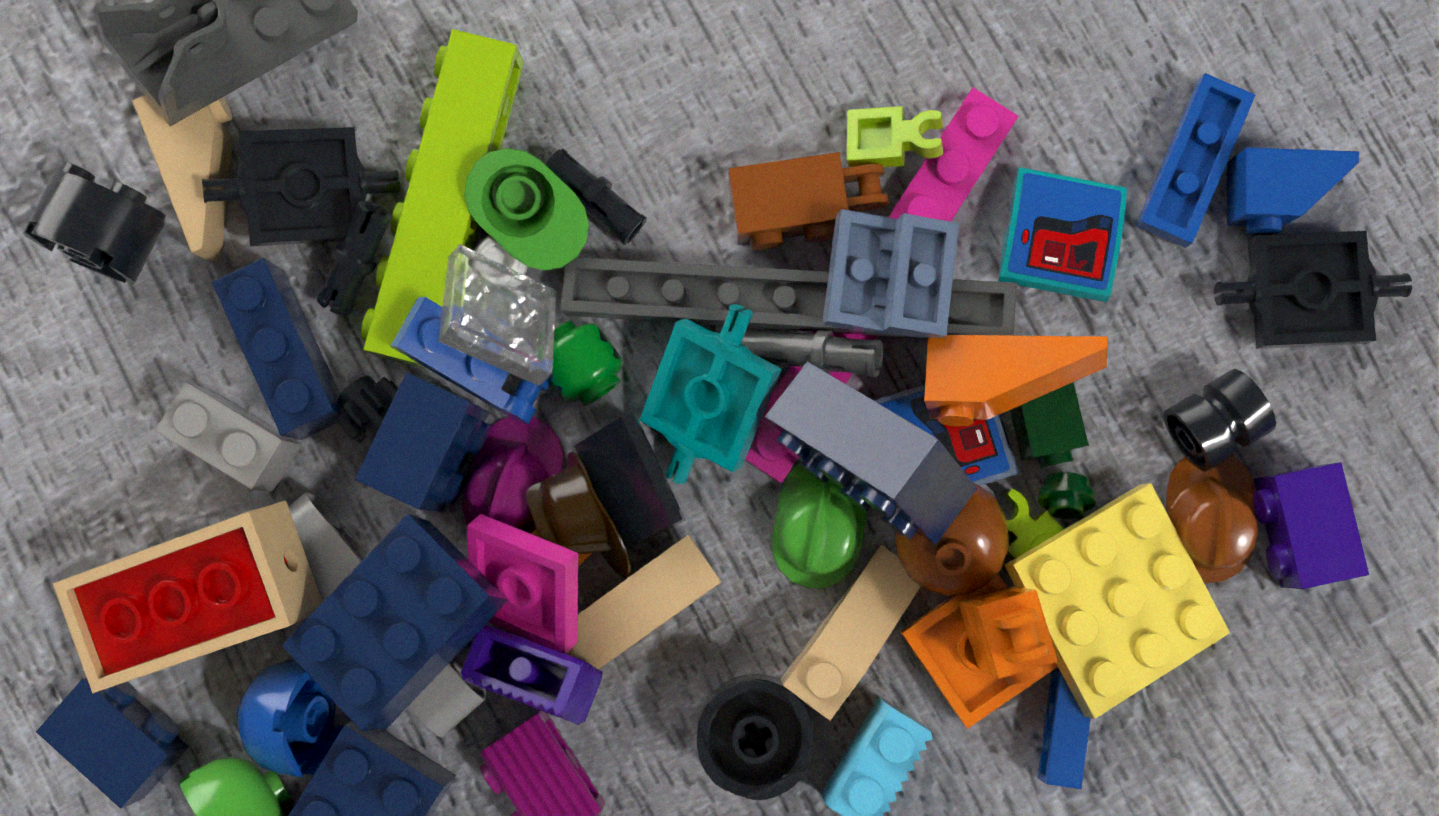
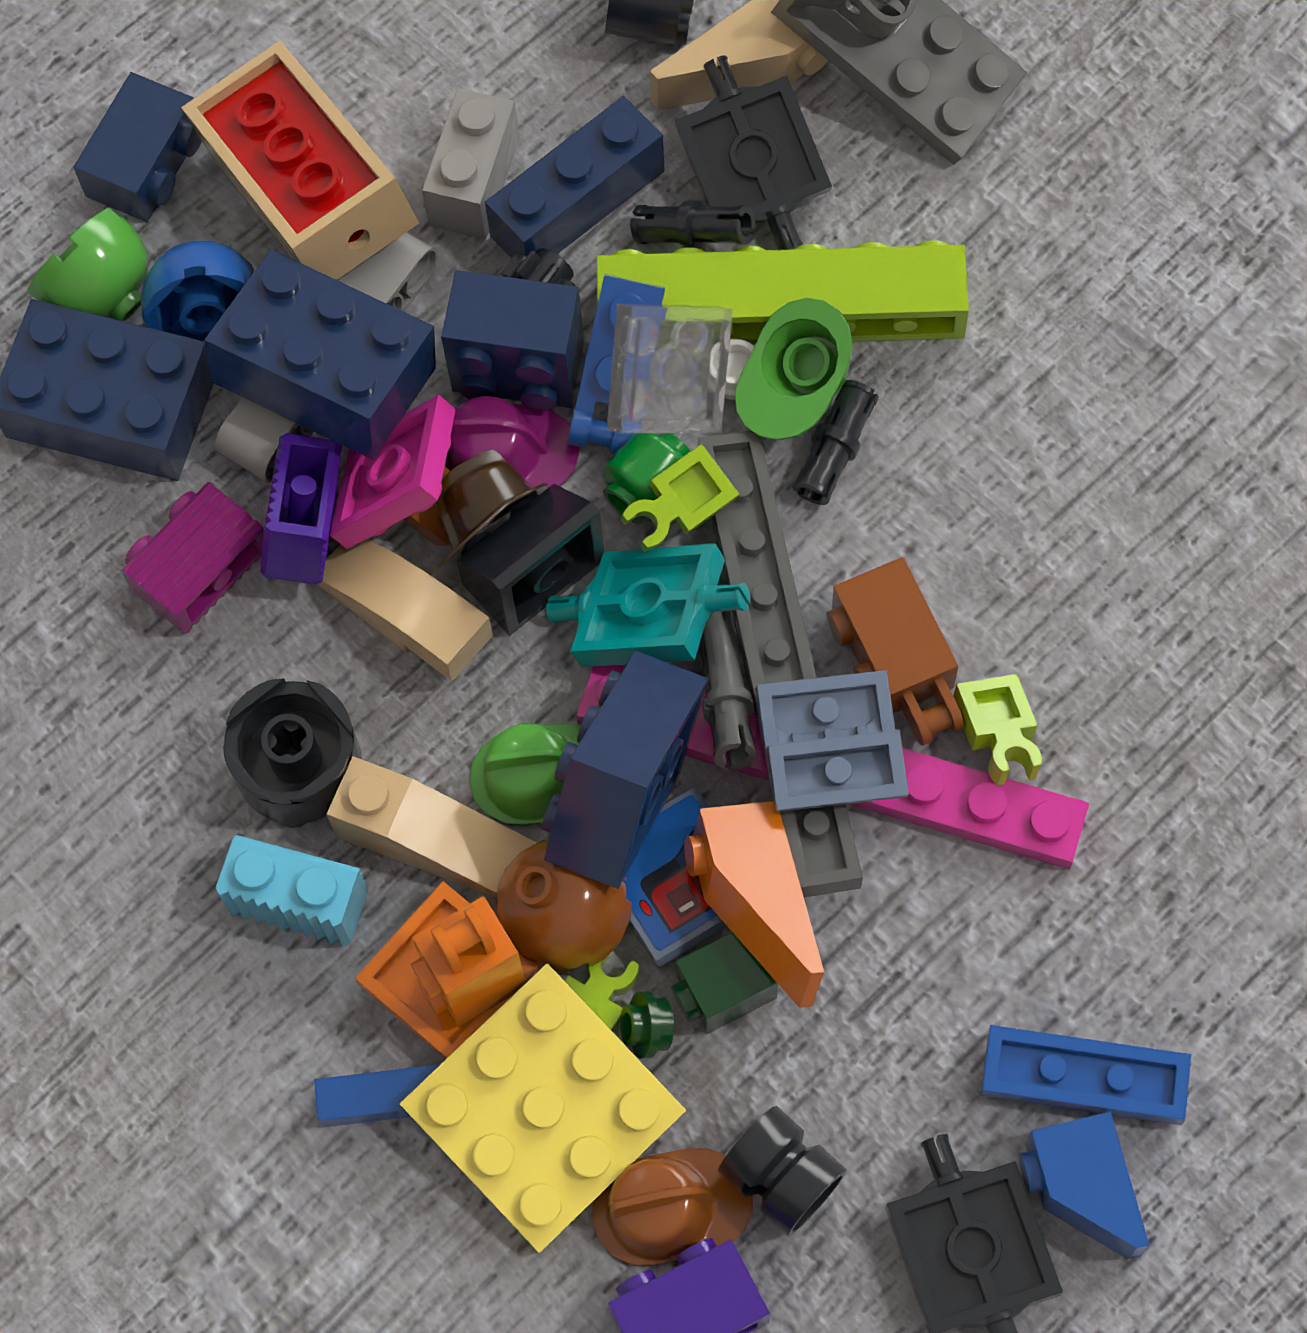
camera: 75 degrees right, 15 degrees down
(620, 333) = (686, 493): none -> lime plate
(1063, 234) = (949, 947): slope -> none

